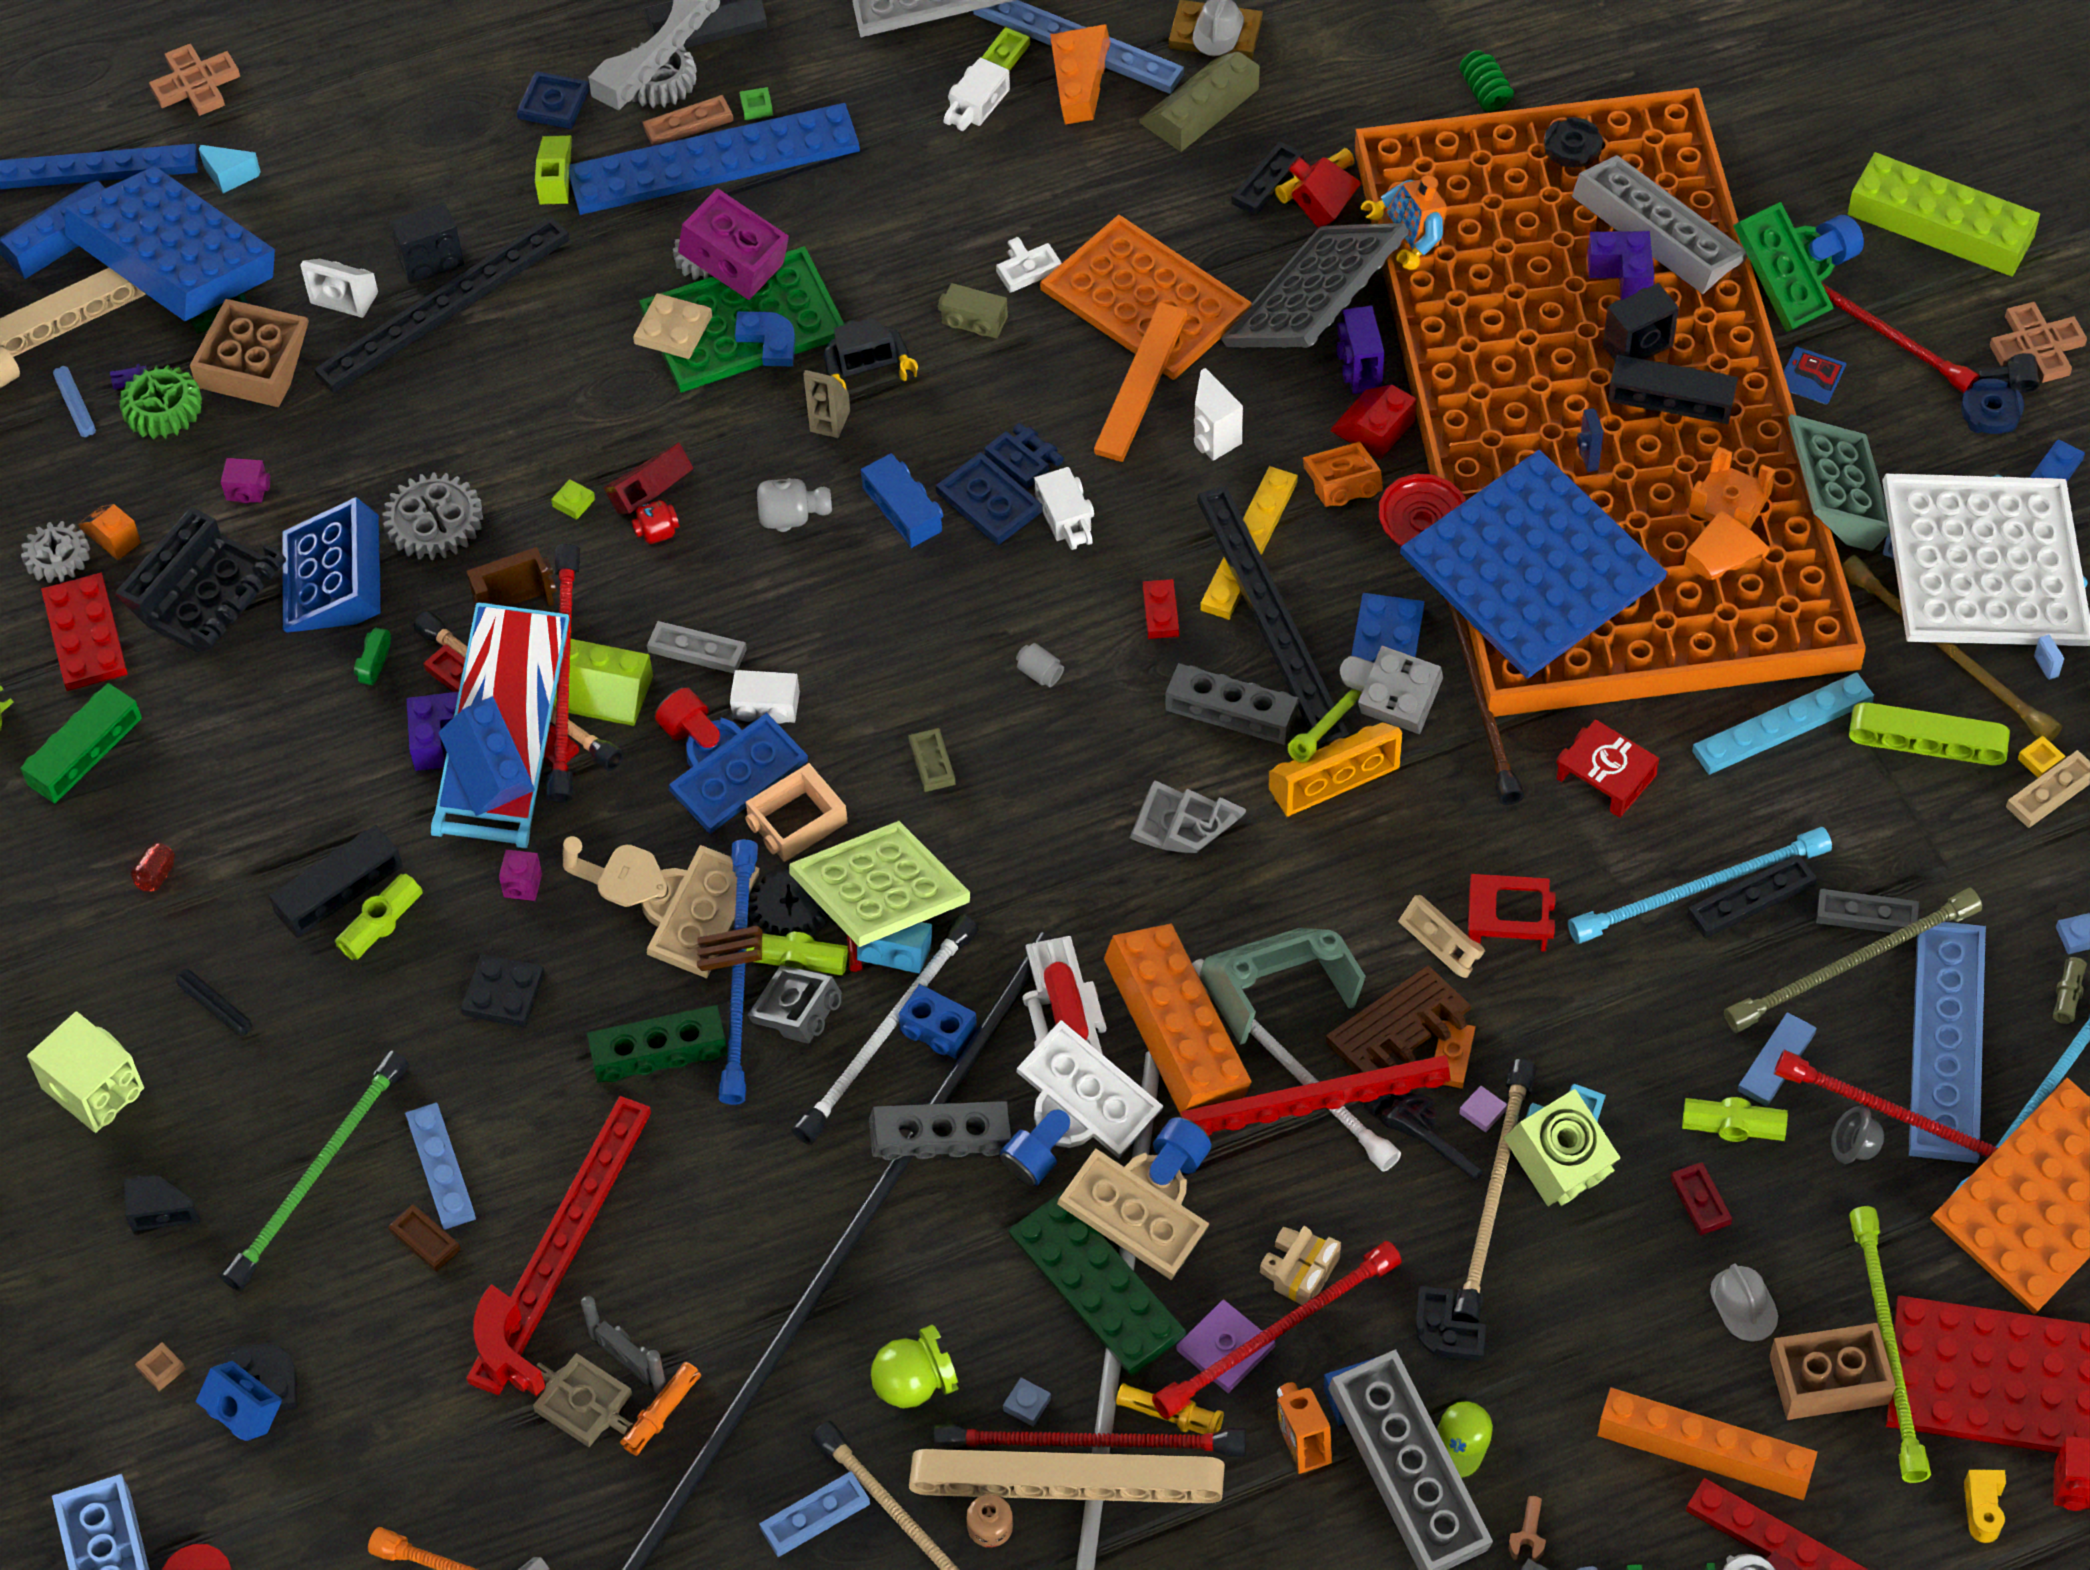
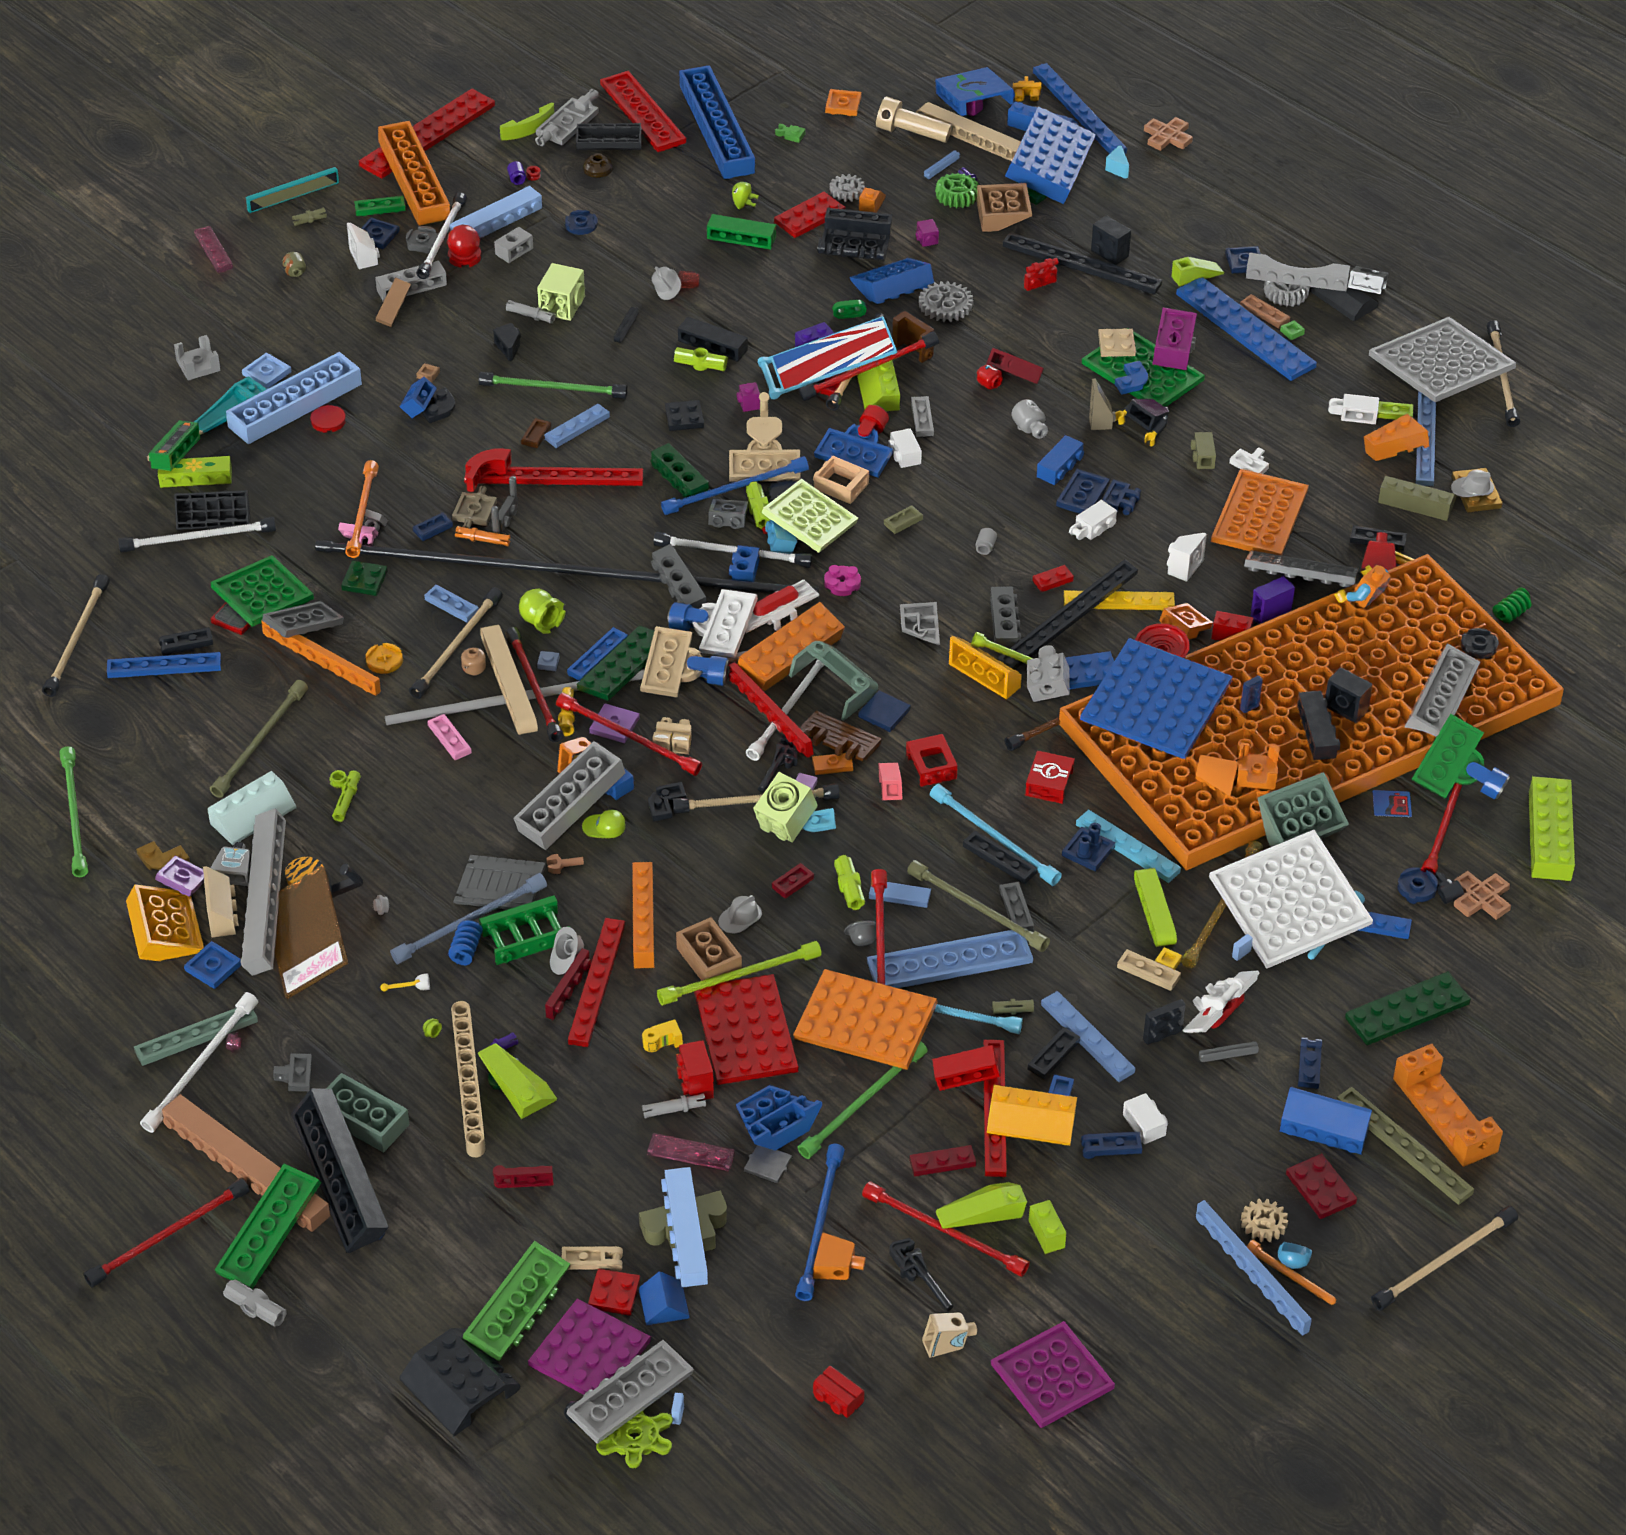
camera: 65 degrees right, 10 degrees down
(93, 1142) = (536, 313): none -> light grey pin
(148, 902) = (666, 282): none -> light grey piece
(339, 286) = (1067, 221): white slope -> none
(449, 362) = (1041, 274): none -> red plate
(485, 757) = (805, 357): blue slope -> none
(573, 499) = (987, 345): lime plate -> none
(594, 1484) = (432, 526): none -> dark blue plate
(730, 943) = (745, 473): reddish brown tile -> none
(1027, 879) = (851, 579): none -> dark pink plate
(1051, 1318) = (596, 653): none -> blue plate
(1140, 382) = (1196, 524): orange tile -> none
(1369, 937) = (884, 711): none -> dark blue tile
(1440, 935) = (900, 737): tan plate -> none
(1527, 980) = (891, 781): none -> coral slope
(1622, 256) = (1397, 682): dark purple brick -> none
(1777, 773) = (1089, 847): none -> dark blue plate

